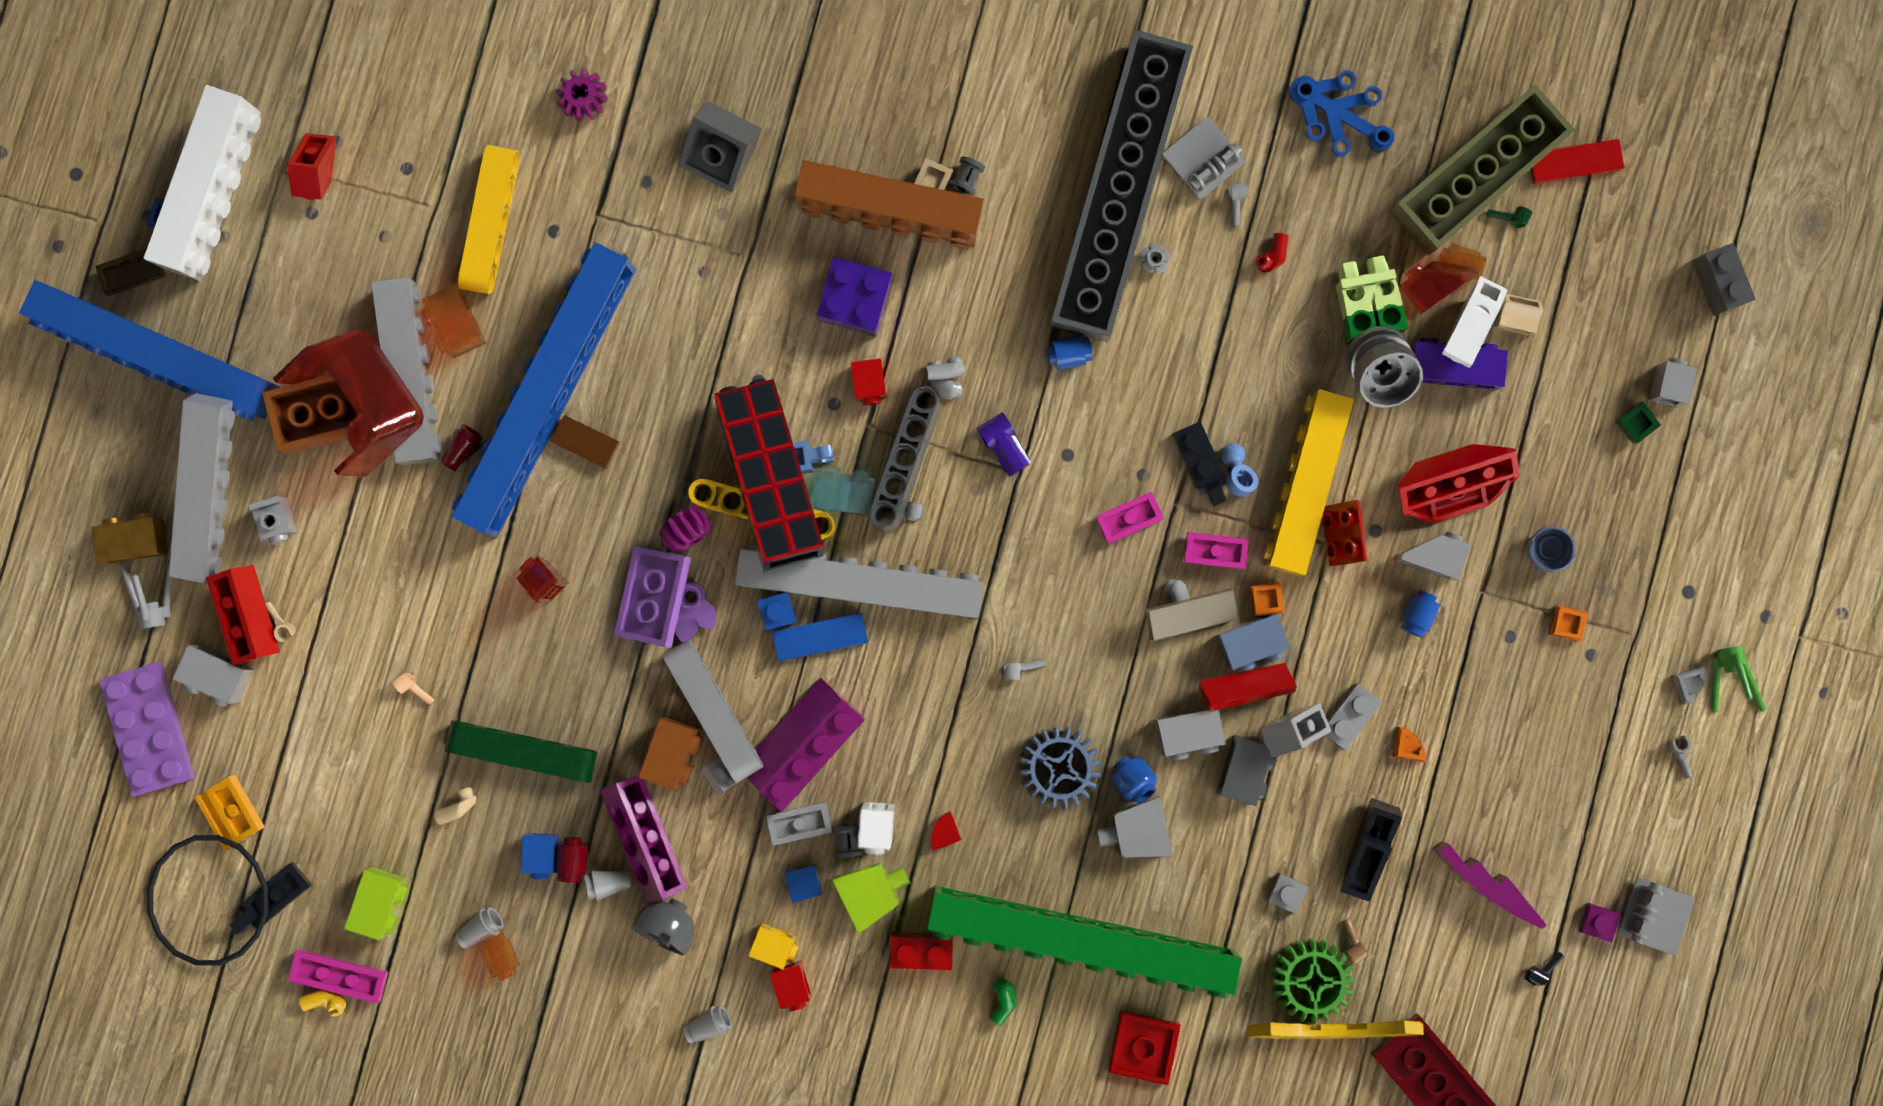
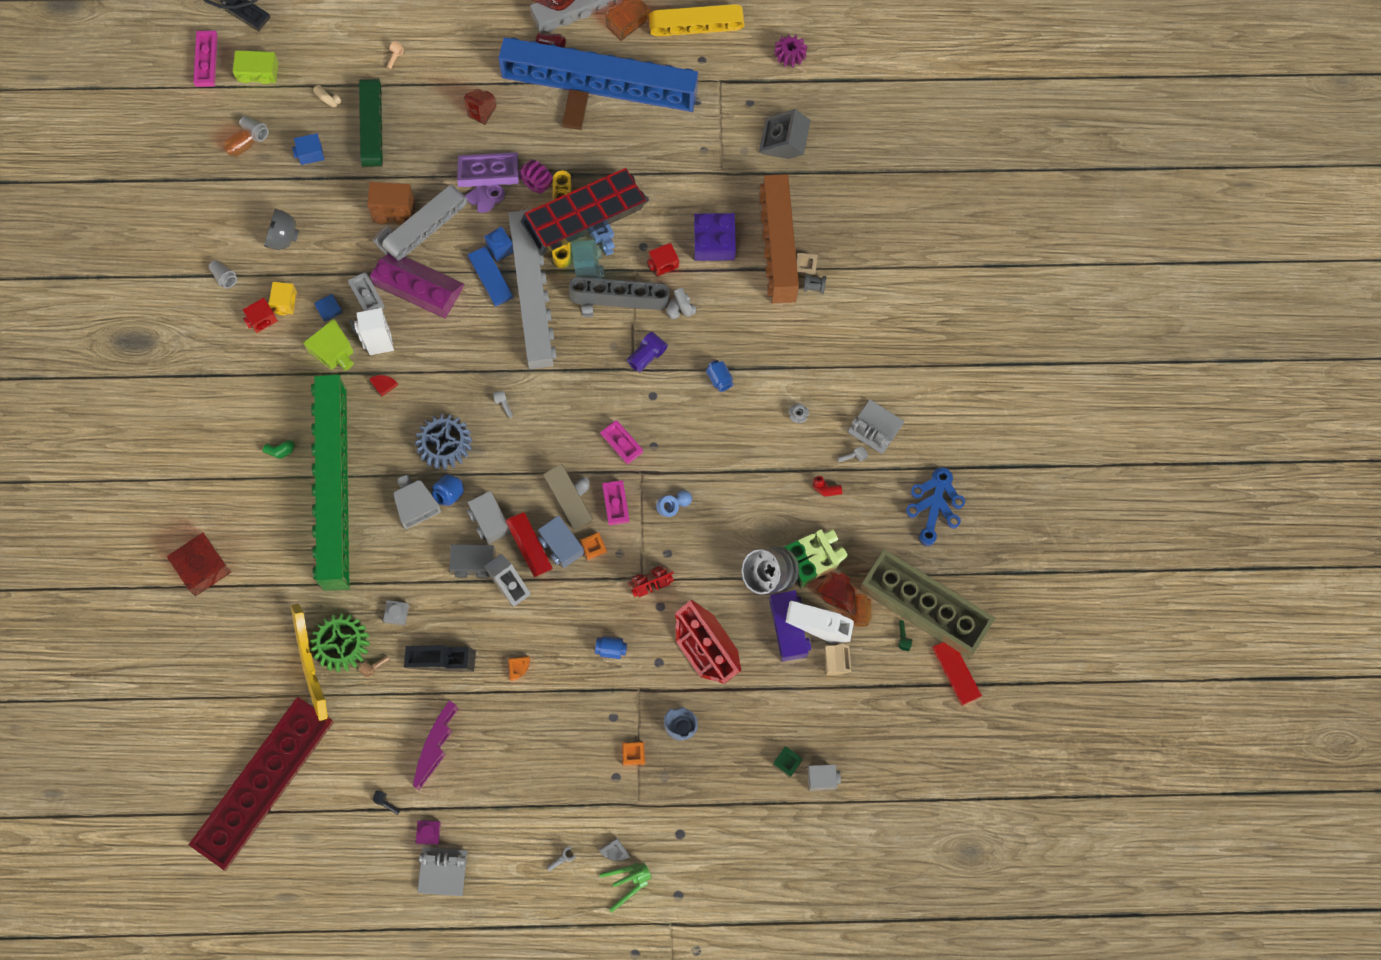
camera: 75 degrees right, 15 degrees down
(329, 1000) = (189, 58): yellow arm -> none
(571, 860) = (309, 167): dark red brick -> none
(606, 883) = (299, 191): light grey cone -> none
(644, 839) = (332, 203): magenta brick -> none
(920, 951) = (299, 386): red brick -> none
(1121, 186) = (838, 375): dark grey brick -> none
(1144, 1047) = (269, 547): red tile -> none
(1201, 461) = (673, 479): black hinge -> none
(1309, 482) = (679, 549): yellow brick -> none
(1352, 716) = (528, 622): light grey plate -> none
(1438, 556) = (654, 648): light grey slope -> none
(1723, 279) = (906, 792): dark grey brick -> none

